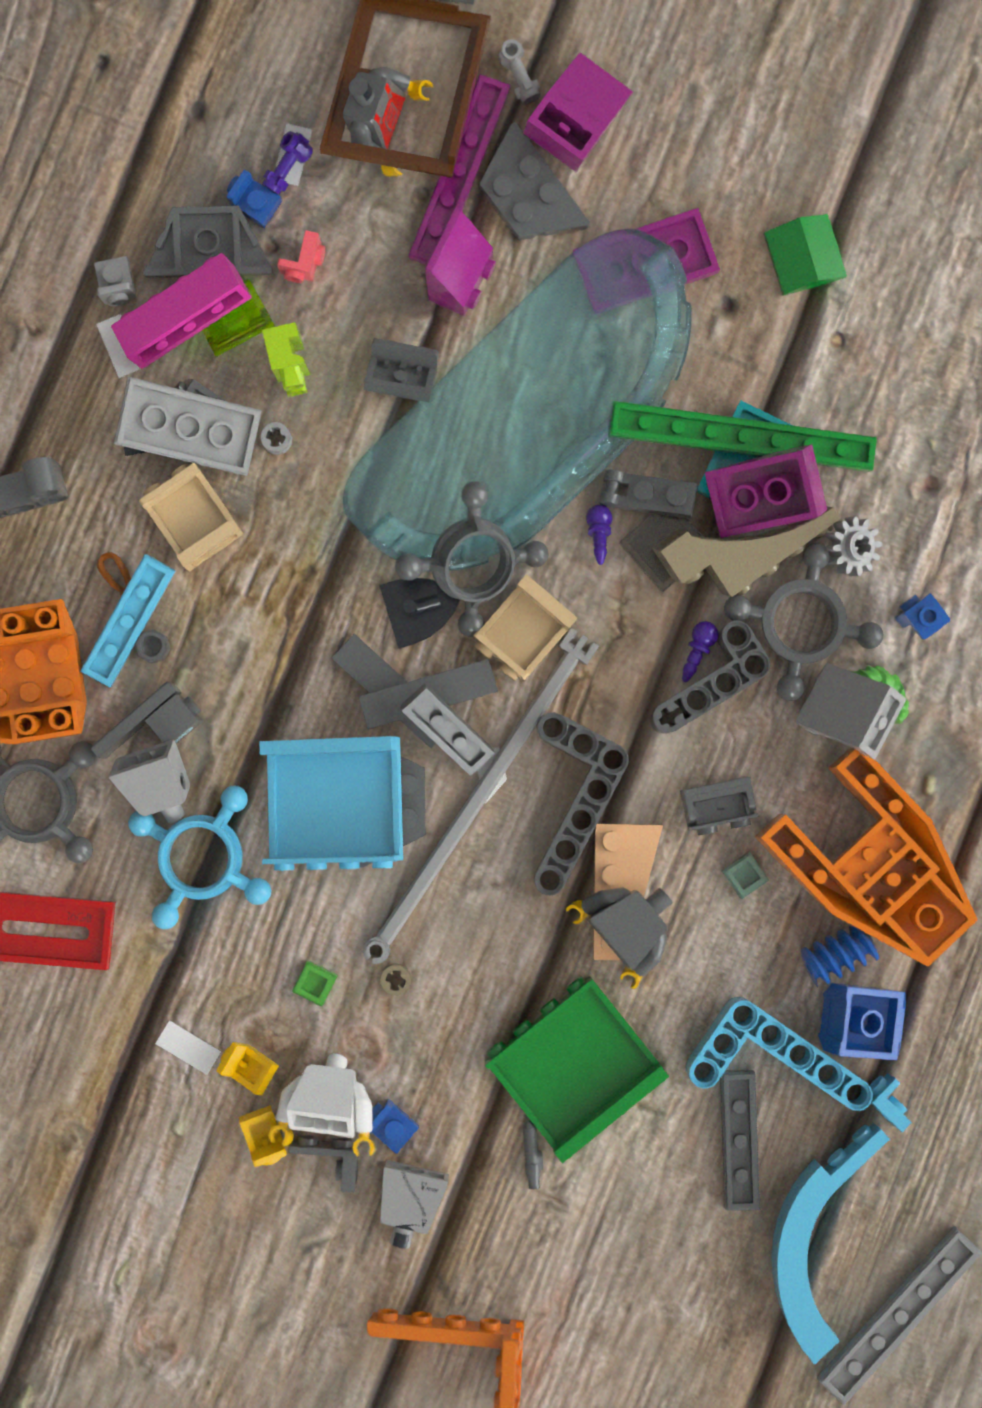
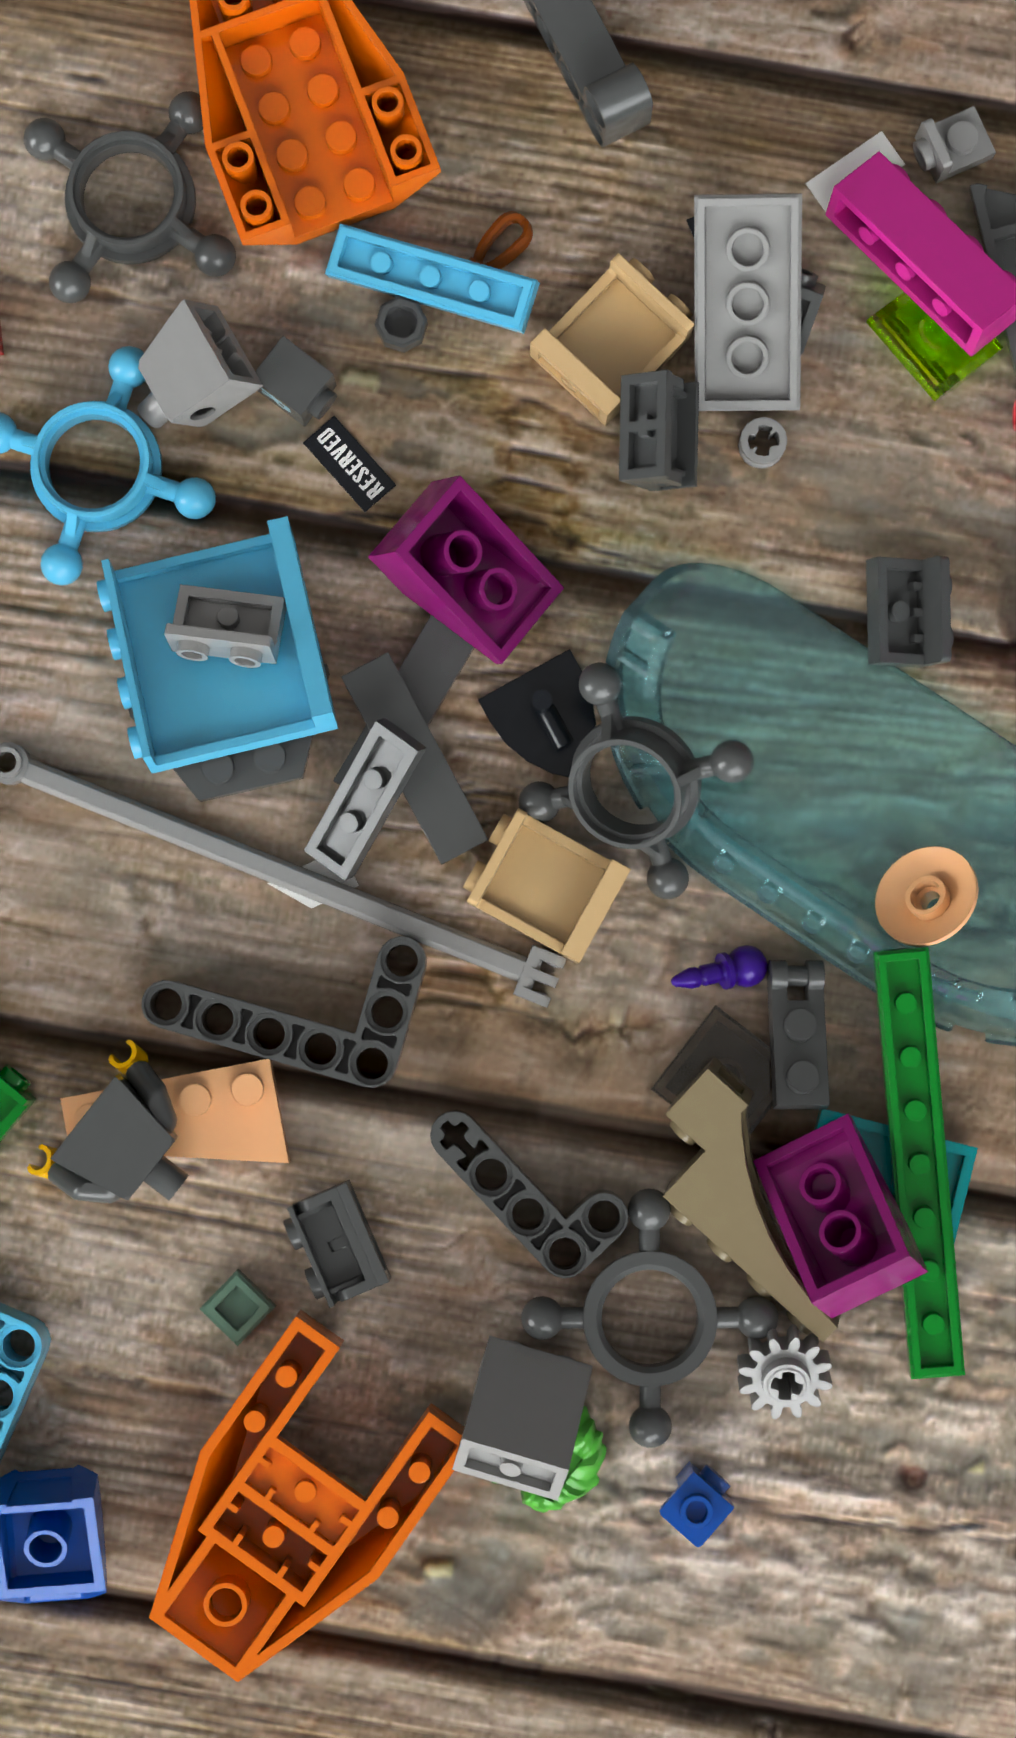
camera: 80 degrees right, 0 degrees up
(134, 721) = (281, 321): dark grey tile -> none
(233, 698) = (349, 464): none -> black sticker
(256, 499) = (658, 431): none -> dark grey hinge
(284, 362) = (885, 424): lime hips -> none
(315, 637) = (466, 568): none -> magenta slope
(320, 793) = (226, 626): none -> light grey bracket
(568, 397) = (914, 883): none -> light nougat dish
(704, 636) = (596, 1167): dark purple bar -> none
(838, 954) = (142, 1476): blue piece -> none

